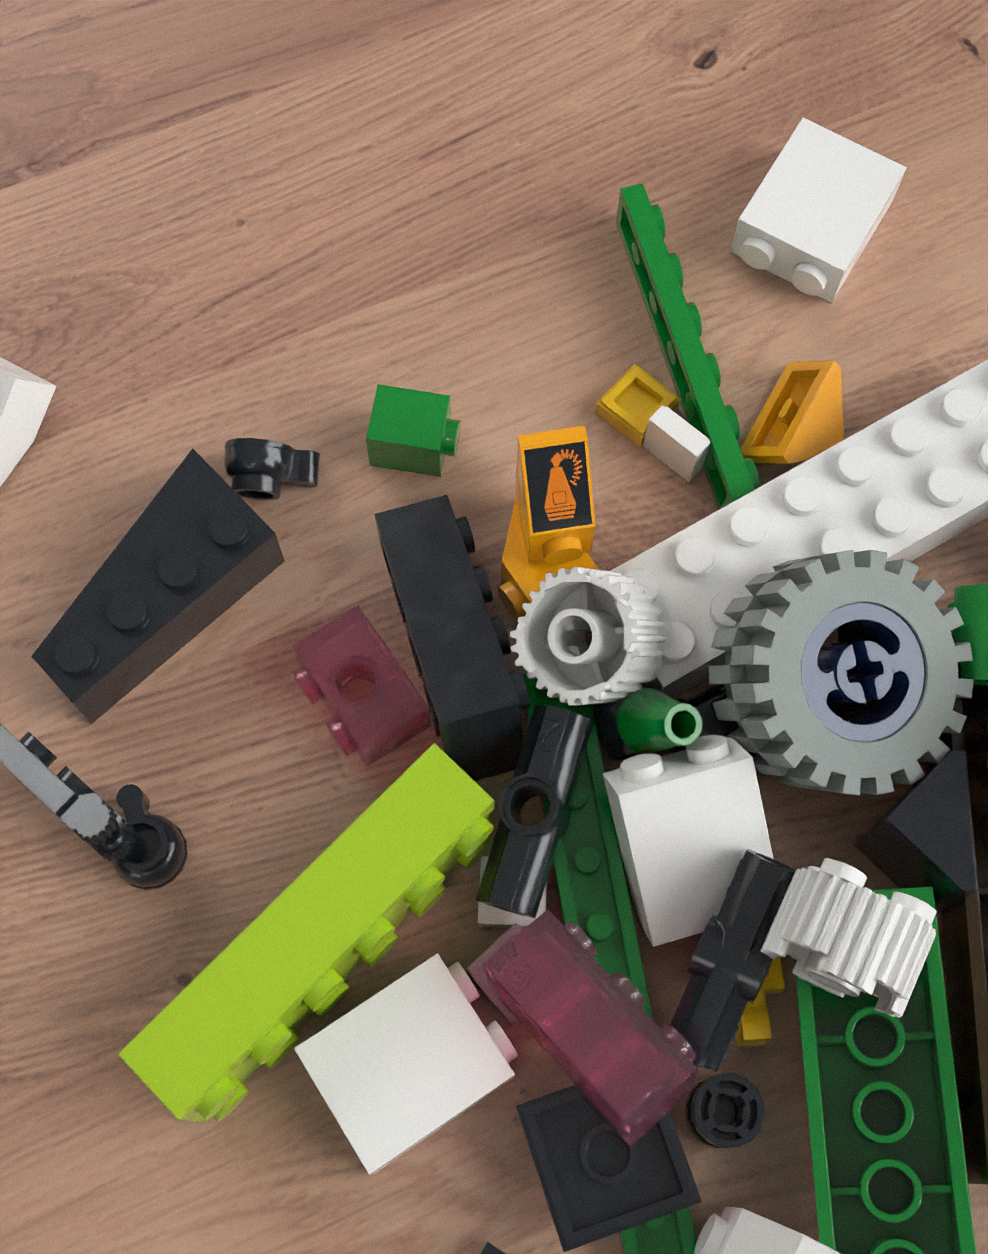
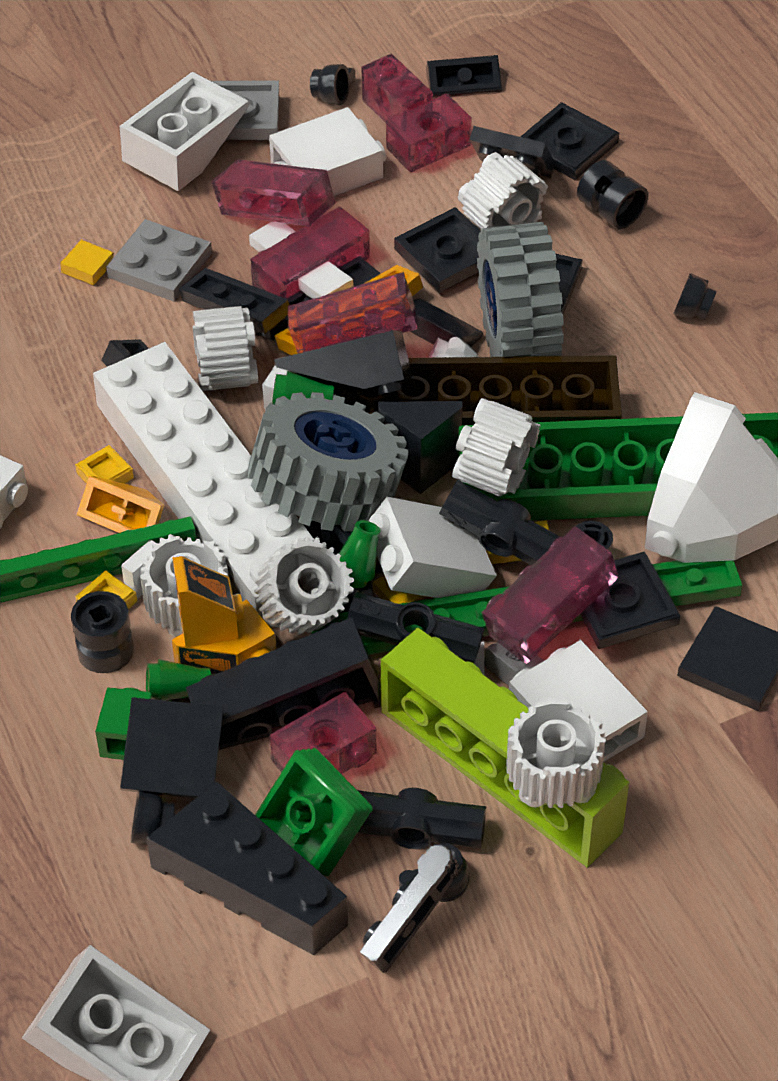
camera: 90 degrees left, 20 degrees down
(163, 962) = (555, 754): none -> white brick
(226, 664) = (314, 809): none -> green brick
(230, 811) = (418, 818): none -> black piece
(341, 478) = (171, 747): none -> black tile
(483, 491) = (169, 679): none -> green cone
(557, 385) = (102, 632): none -> black wheel
(643, 489) = (159, 578): none -> white brick
(872, 391) = (105, 464): none -> yellow tile

